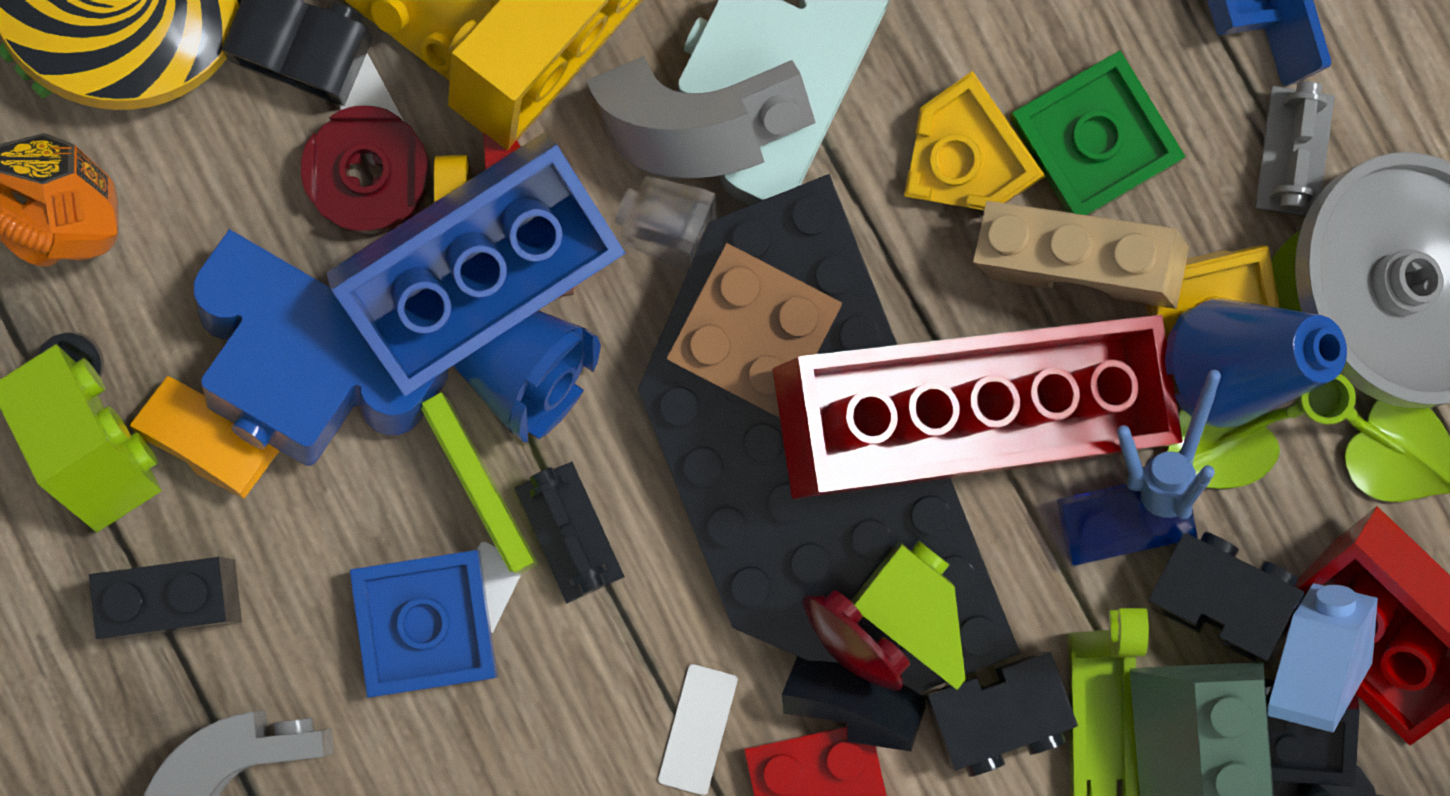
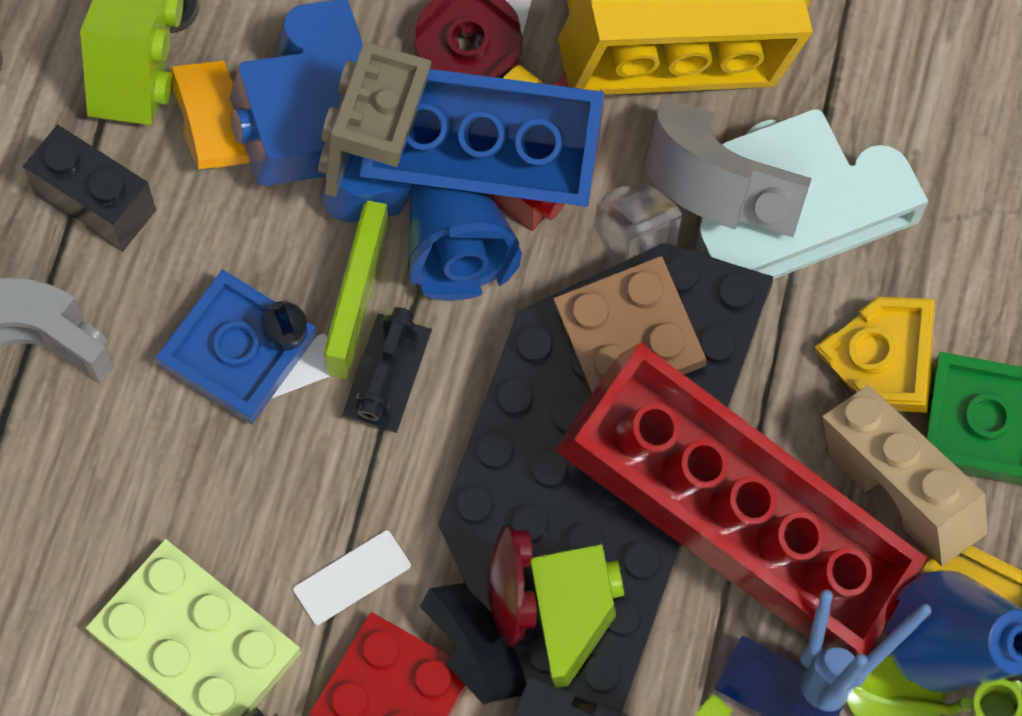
camera: 40 degrees right, 15 degrees down
(377, 330) = (374, 110): none -> dark tan bracket
(457, 562) = (272, 332): none -> black hinge

